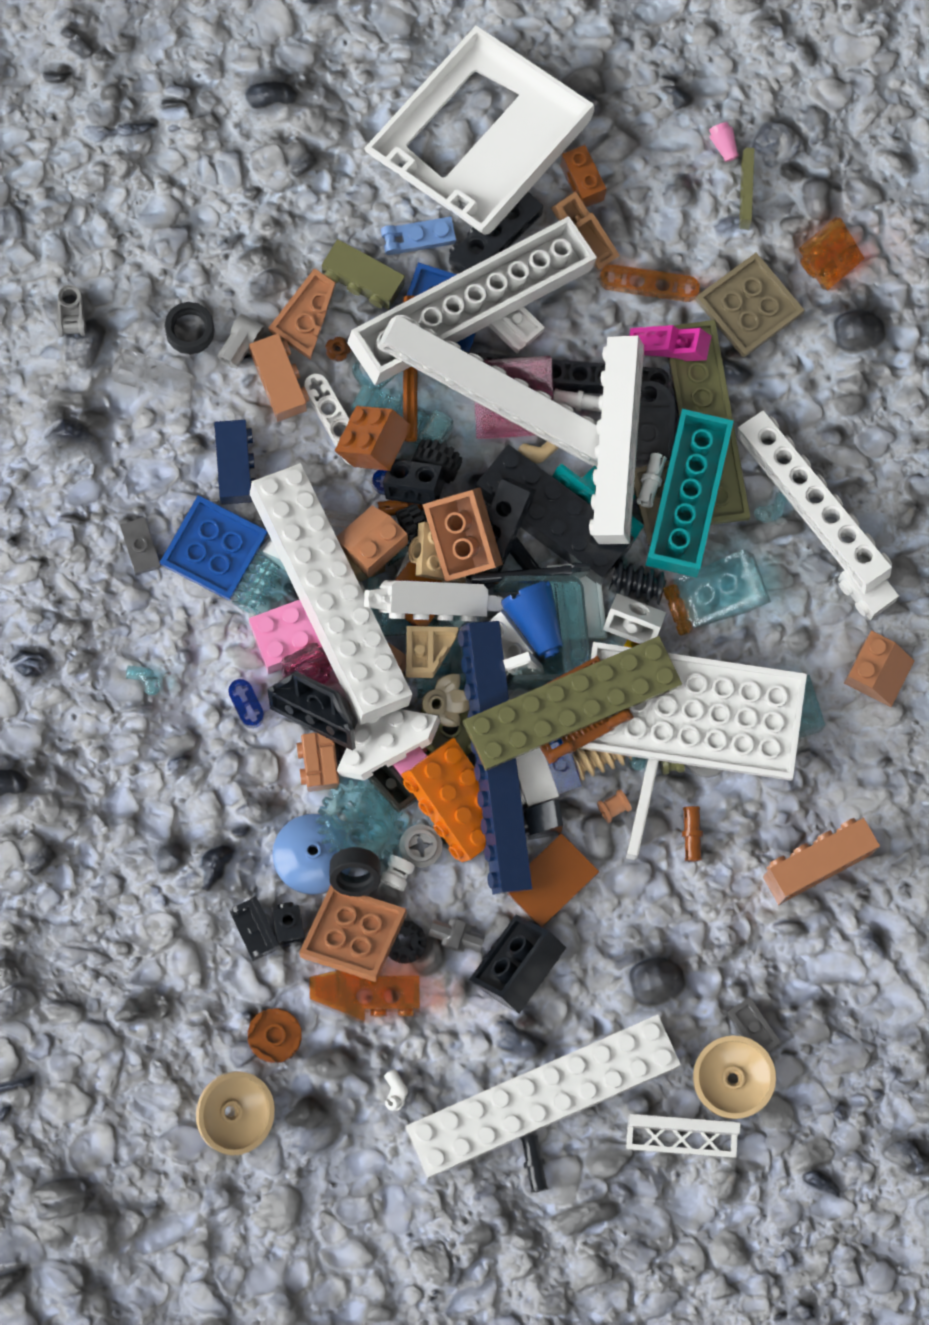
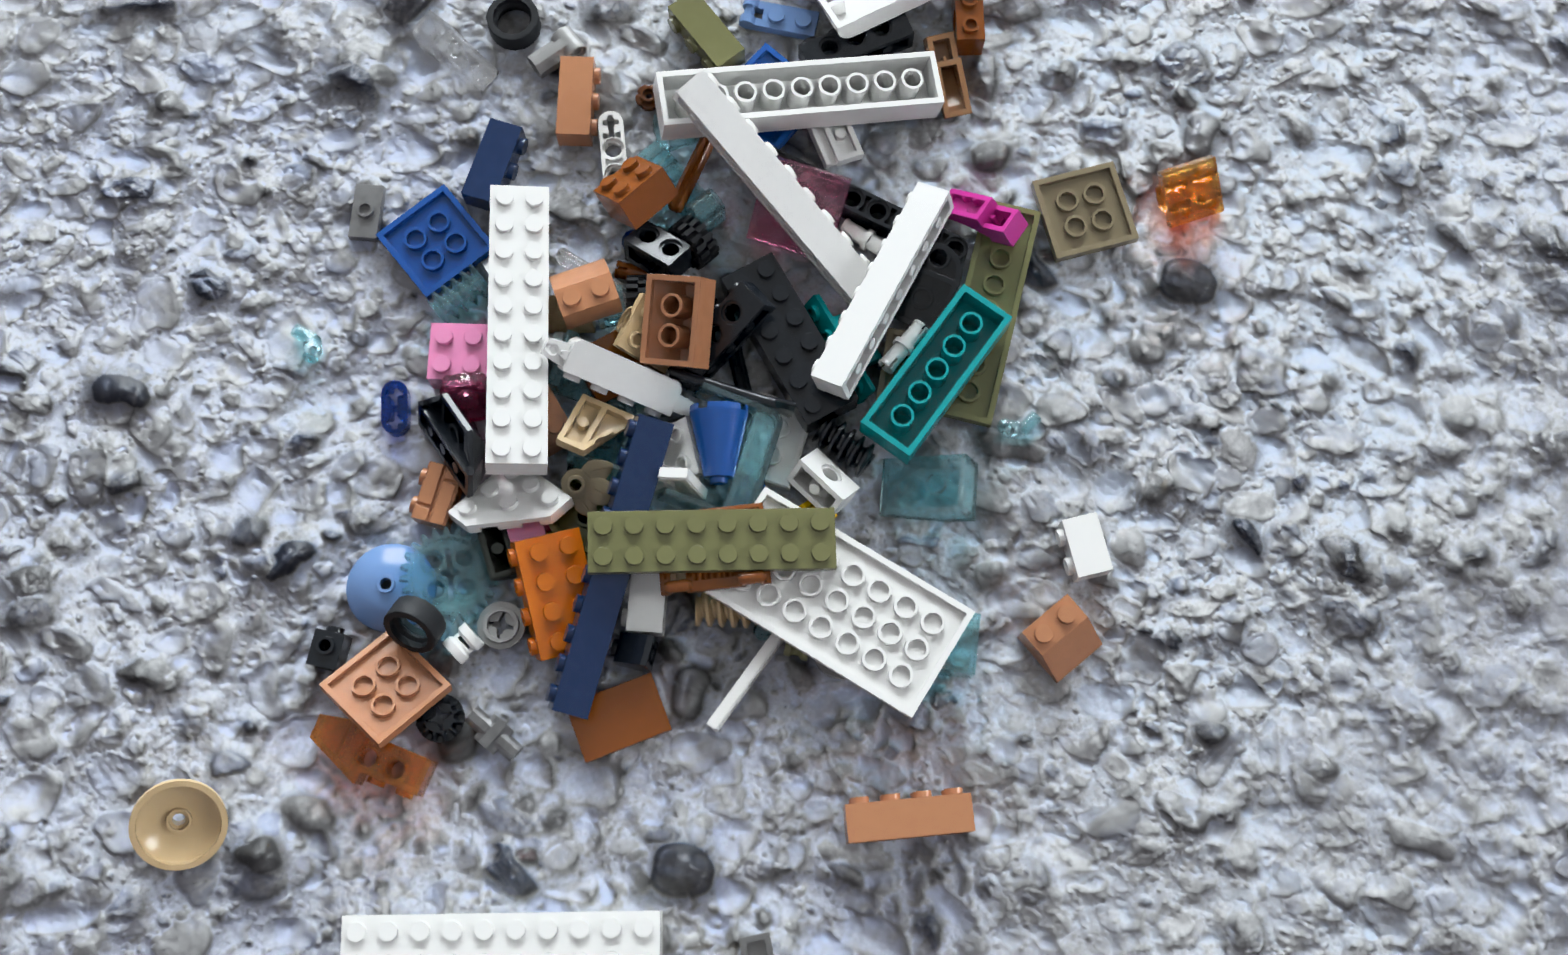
camera: 30 degrees right, 0 degrees up
(254, 929) = (296, 636): black hinge -> none
(274, 1035) = (264, 759): dark orange tile -> none
(304, 313) = (632, 51): nougat wing -> none
(398, 1091) = (359, 874): white arm -> none
(518, 963) = (542, 791): black slope -> none
(537, 454) = (799, 275): tan arm -> none
(564, 771) = (680, 609): clear blue plate -> none
(614, 806) = (717, 666): nougat bush -> none
(649, 288) = (993, 147): clear orange beam -> none
(678, 610) = (875, 490): clear orange axle -> none
(692, 833) = (786, 730): dark orange pin -> none
(724, 140) = (1128, 40): bright pink cone -> none
(746, 188) = (1130, 95): olive tile -> none
(865, 575) = (1085, 533): white brick -> none

